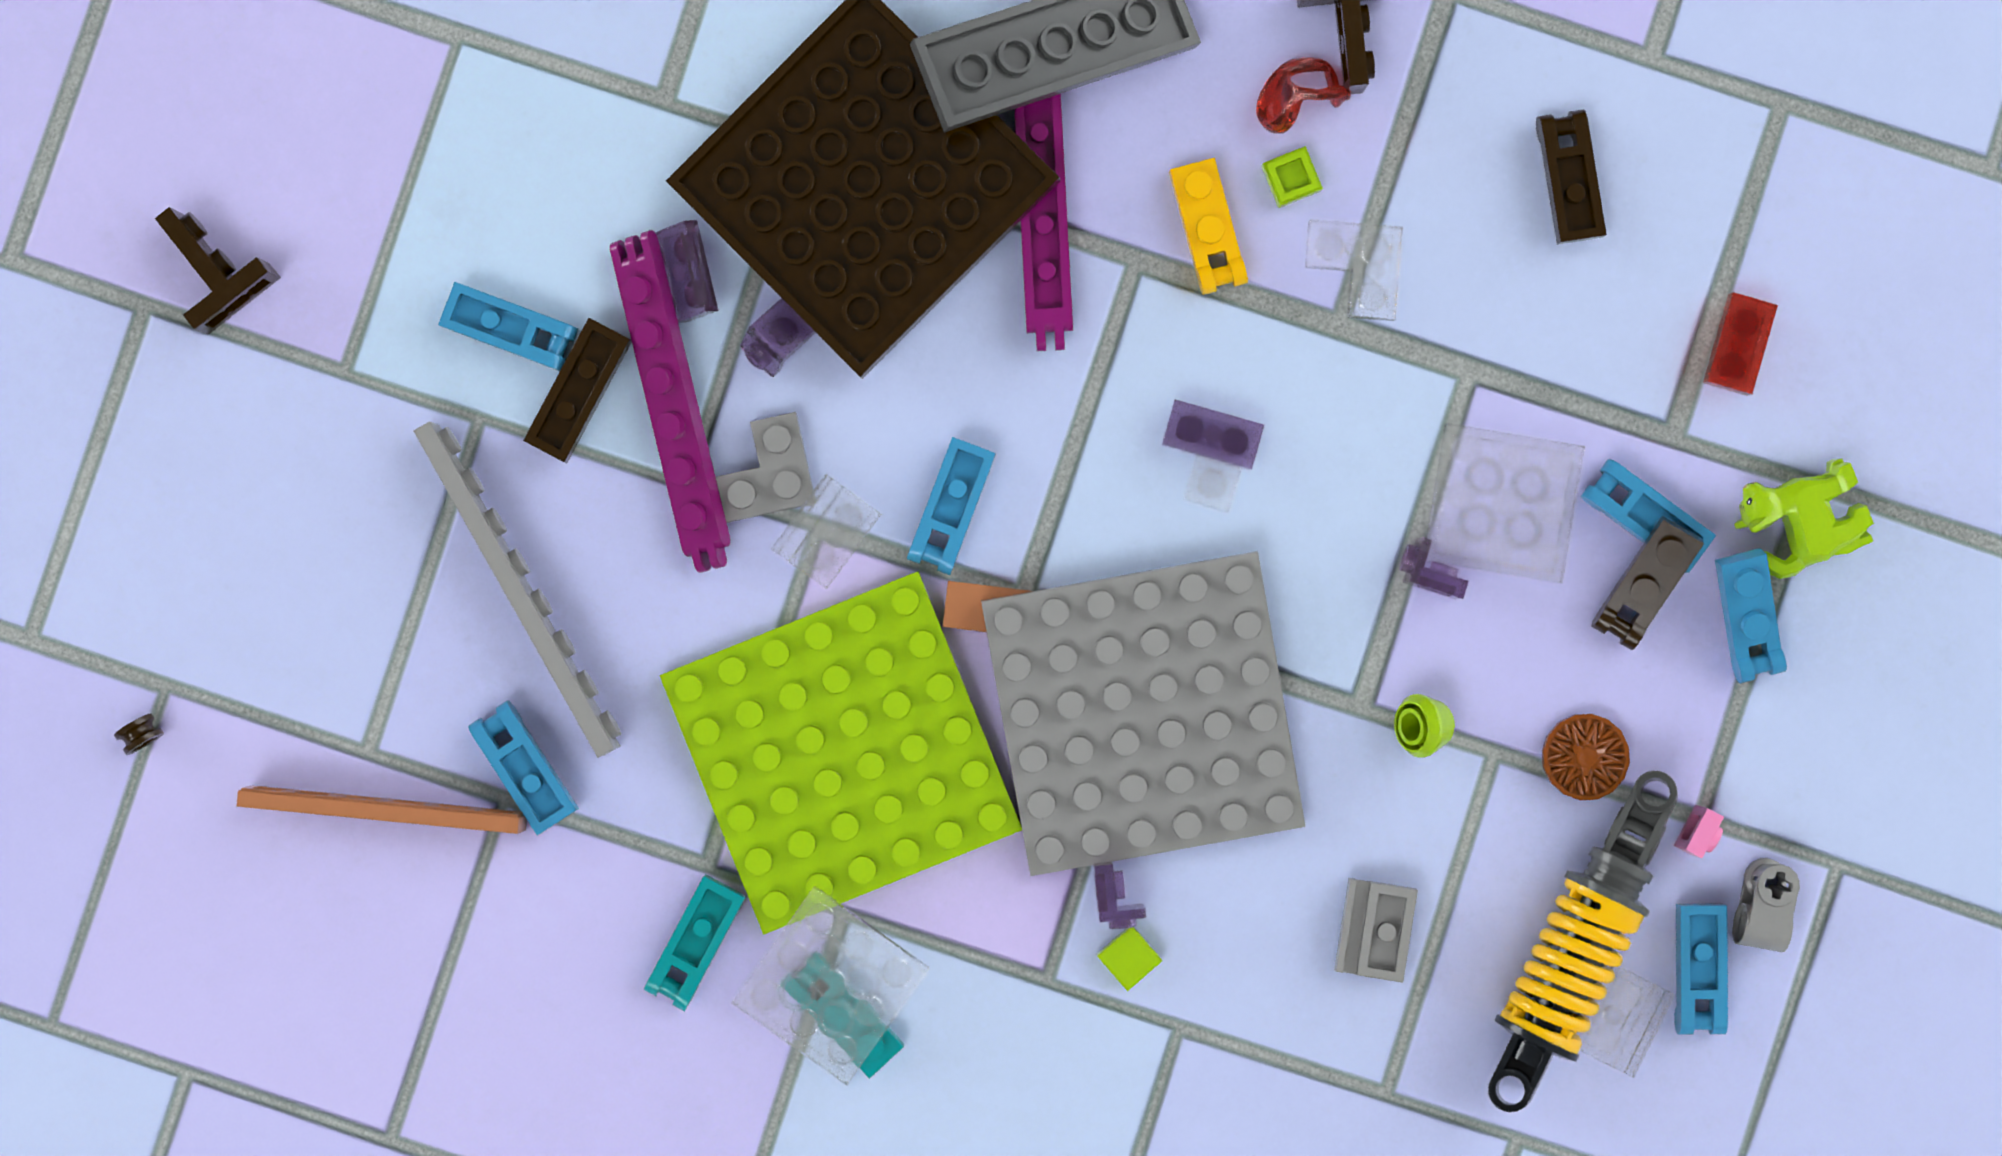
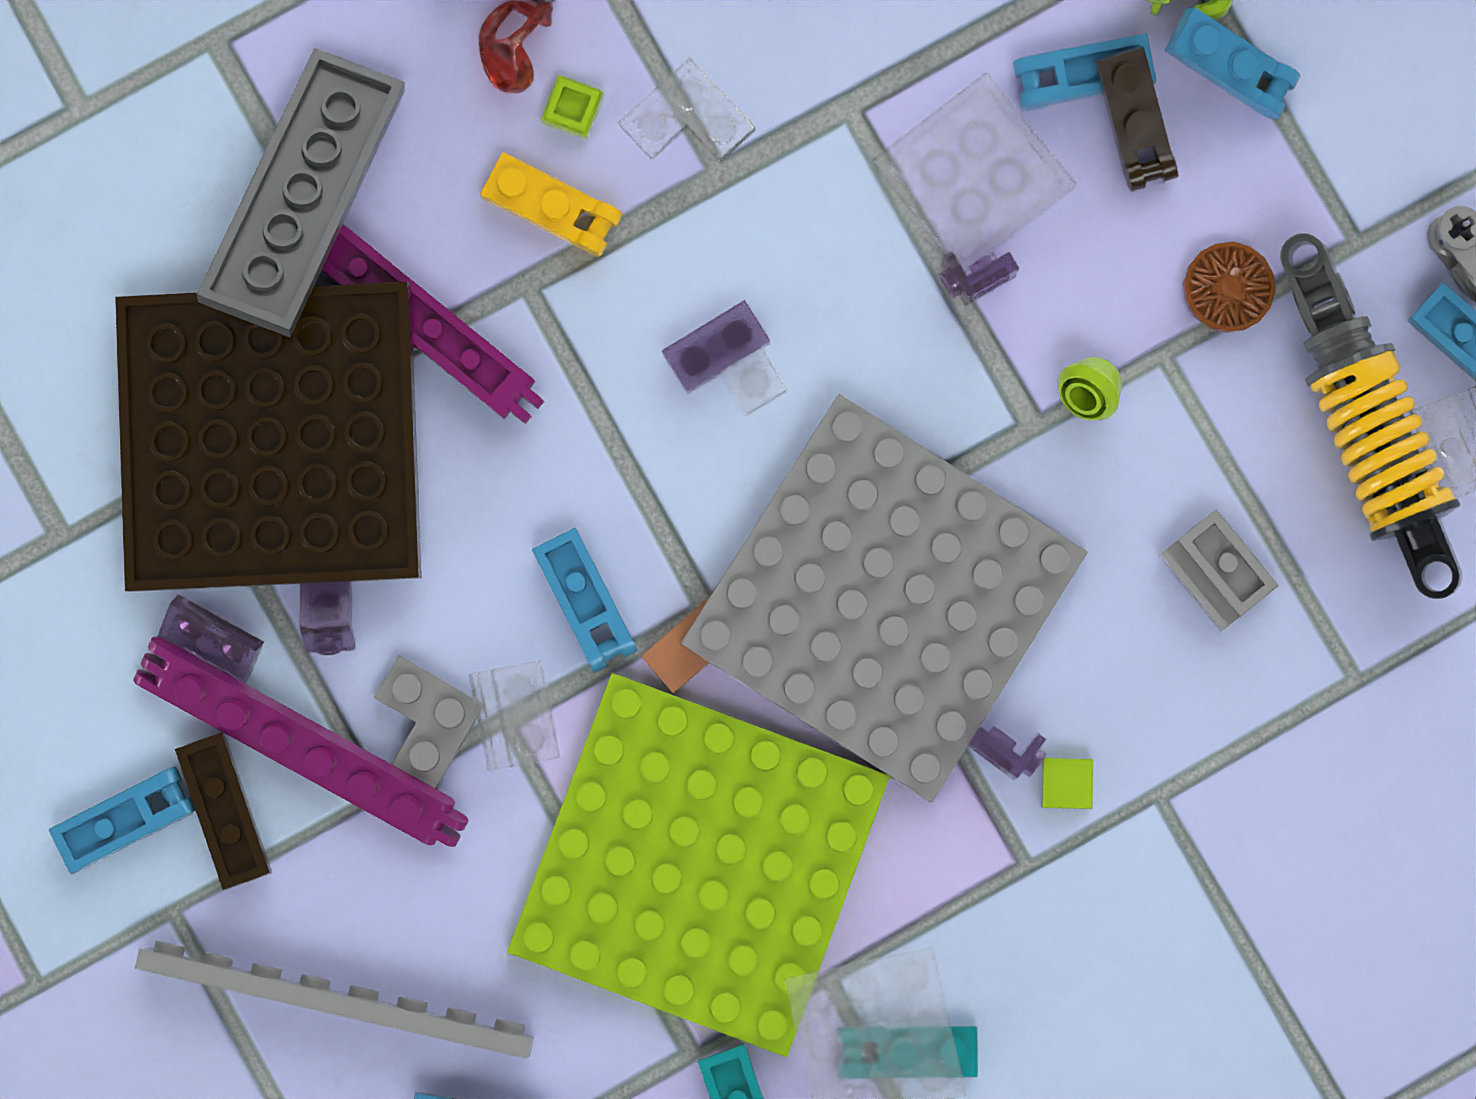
camera: 45 degrees left, 5 degrees down
(1700, 832) = (1367, 251): bright pink plate -> none

